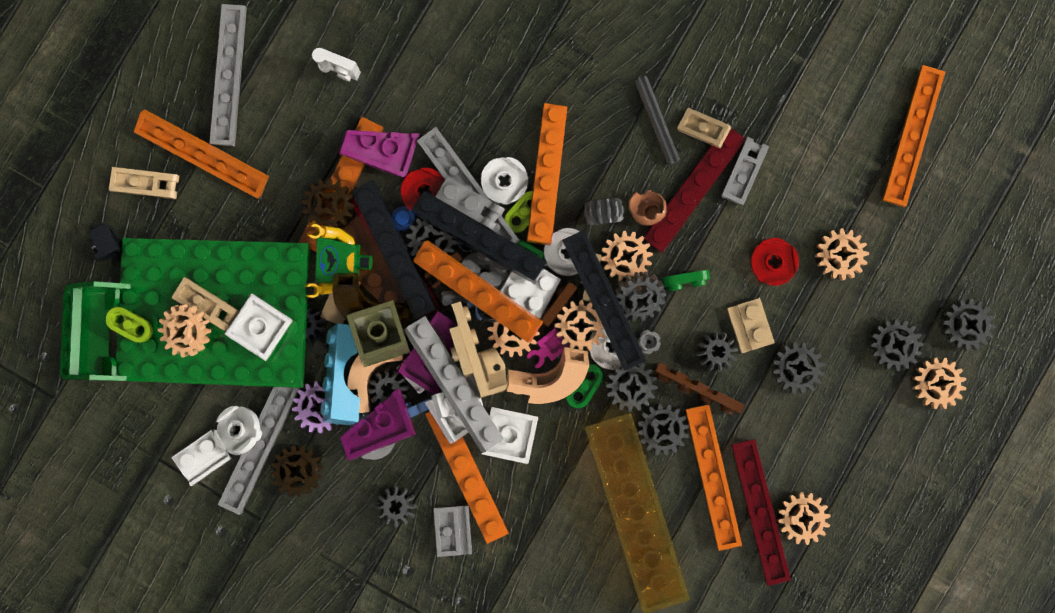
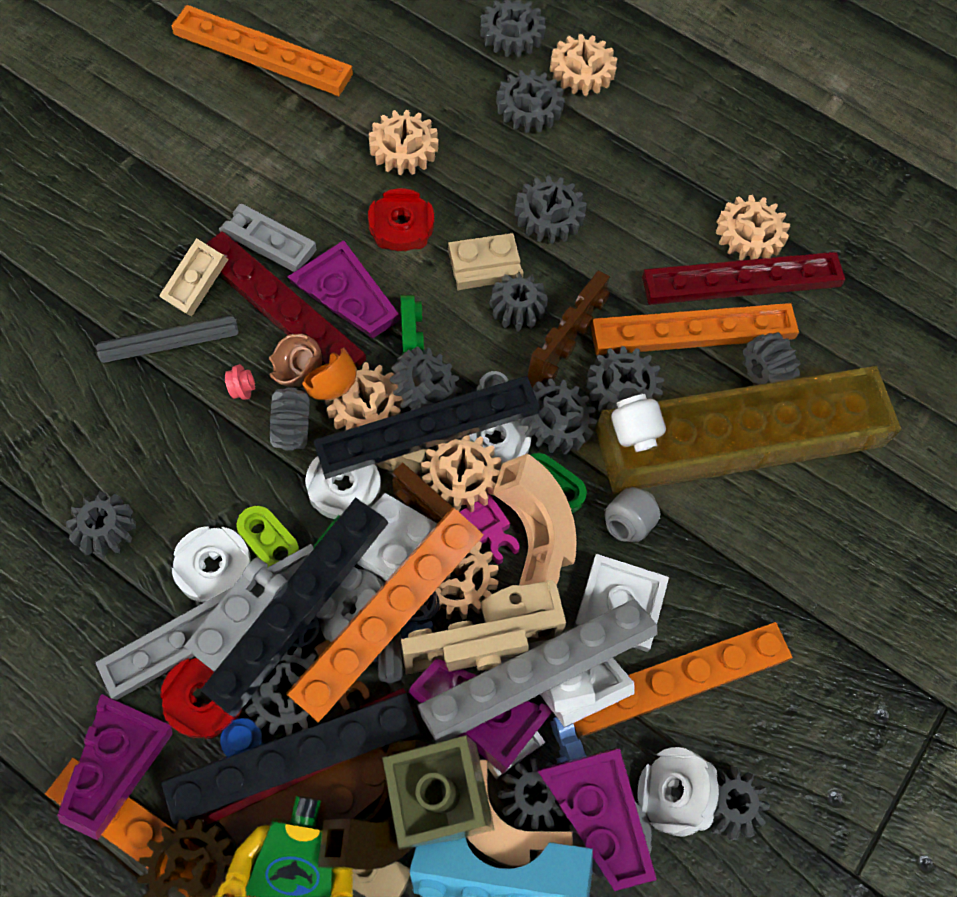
camera: 90 degrees left, 20 degrees down
(398, 483) = (700, 794): none -> white plate
(452, 530) = (772, 711): light grey plate -> none
(521, 101) = (86, 526): none -> dark grey gear
(547, 174) = (216, 495): orange plate -> none
(567, 439) = (632, 514): none -> light grey head
(619, 435) = (638, 422): none -> white head
(629, 173) = (239, 382): none -> coral plate
(631, 233) = (332, 378): none -> orange hair
(689, 529) = (770, 359): none -> dark grey gear
(712, 231) = (347, 290): none -> magenta wing

